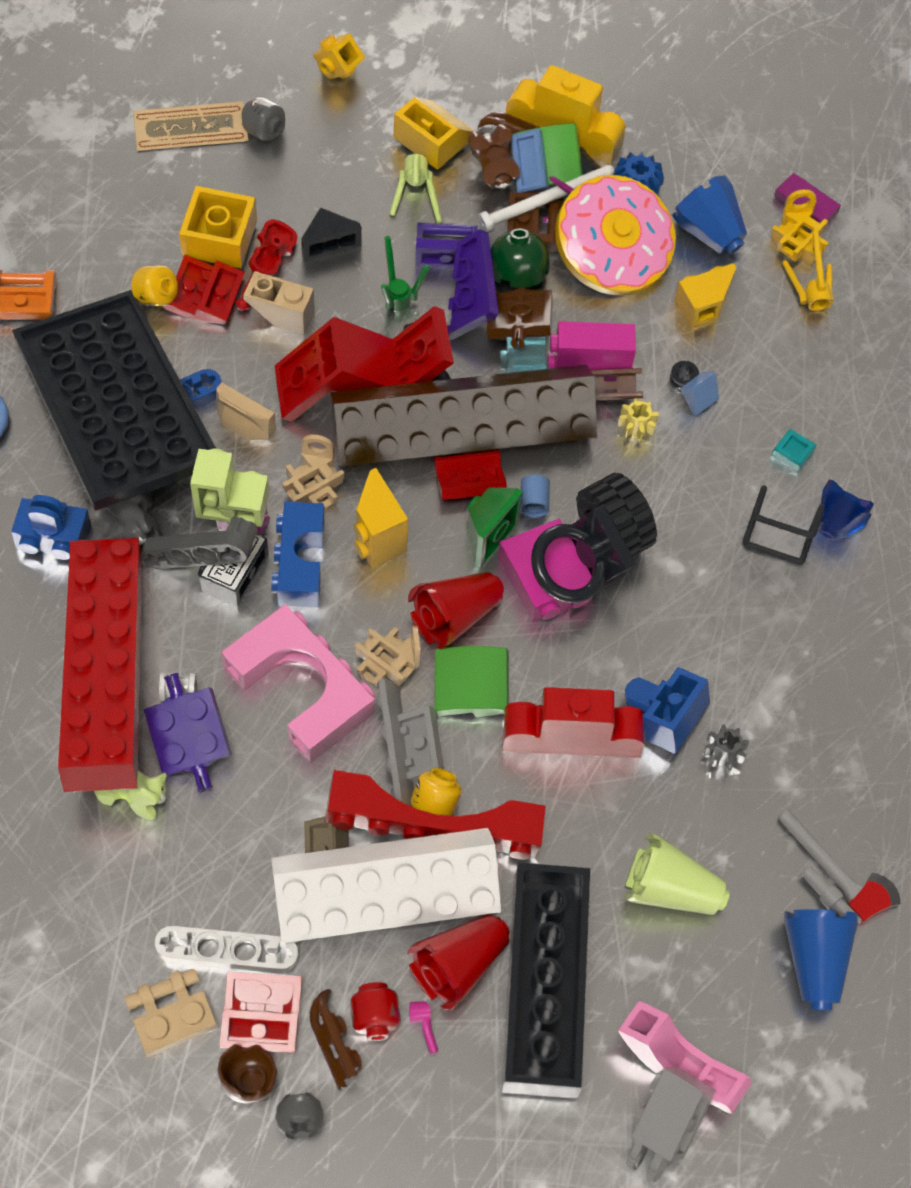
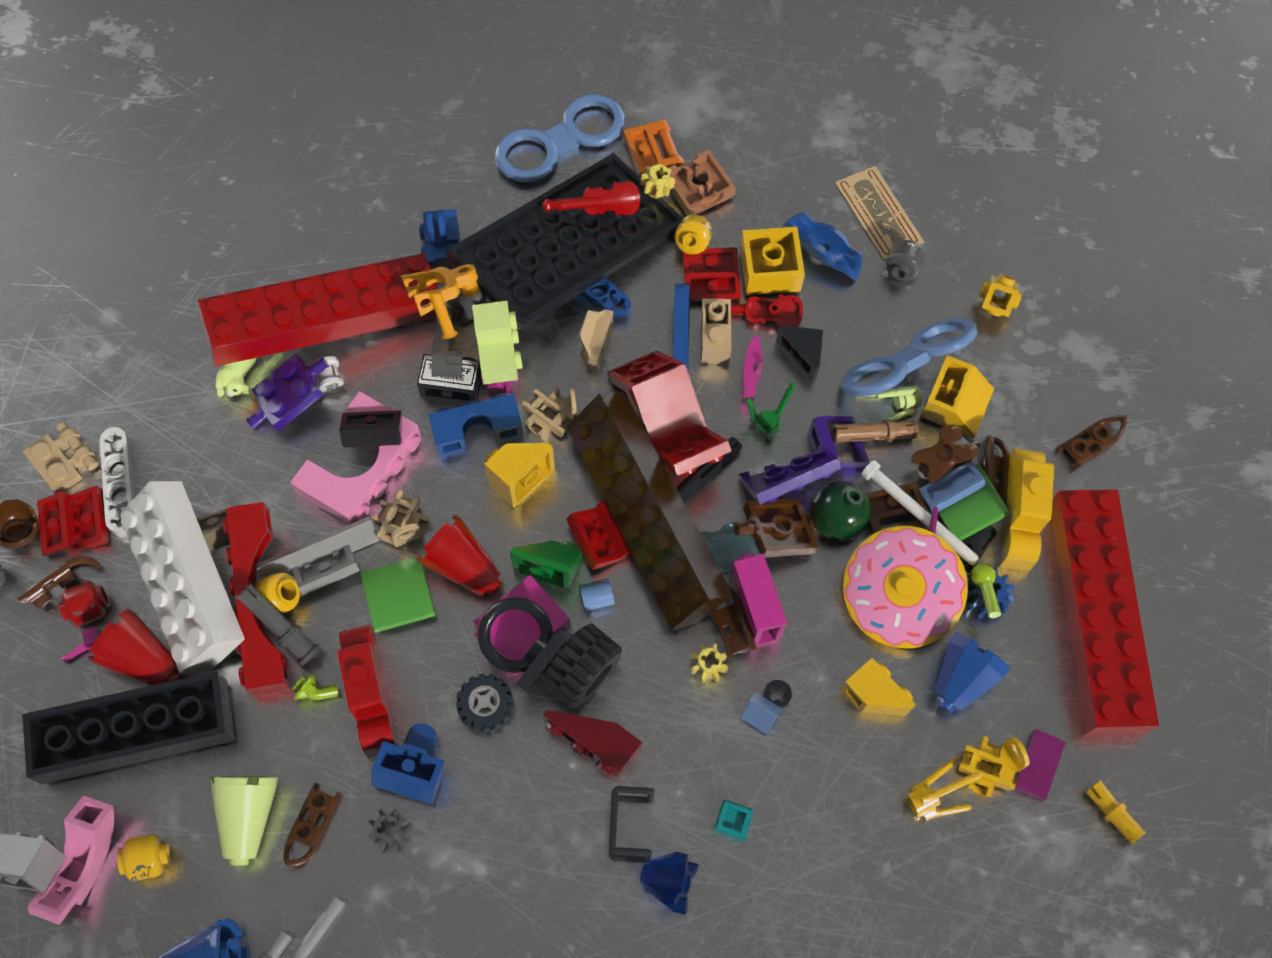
camera: 75 degrees right, 5 degrees up
(76, 294) = (657, 181): none -> light yellow gear
(90, 332) = (621, 198): none -> red piece
(97, 278) = (704, 169): none -> nougat brick
(141, 496) = (460, 277): none -> light orange piece
(213, 174) = (815, 234): none -> blue piece
(257, 328) = (681, 323): none -> blue beam
(275, 647) = (371, 428): none -> black slope
(333, 290) = (752, 366): none -> dark pink slope
(378, 149) = (909, 358): none -> medium blue bar
(445, 199) = (885, 430): none -> medium nougat pin
(490, 791) = (287, 634): none -> dark grey pin
(511, 40) = (1098, 434): none -> reddish brown piece
(551, 792) = (306, 688): none -> lime plate
(623, 616) = (477, 695): none -> black wheel
(631, 168) = (983, 576): none -> lime bar
(692, 100) = (1102, 614): none -> red brick
(692, 531) = (600, 739): none -> dark red slope
(694, 993) = (143, 857): none -> yellow head
(705, 829) = (306, 830): none -> reddish brown piece
(864, 160) = (1115, 812): none -> yellow pin

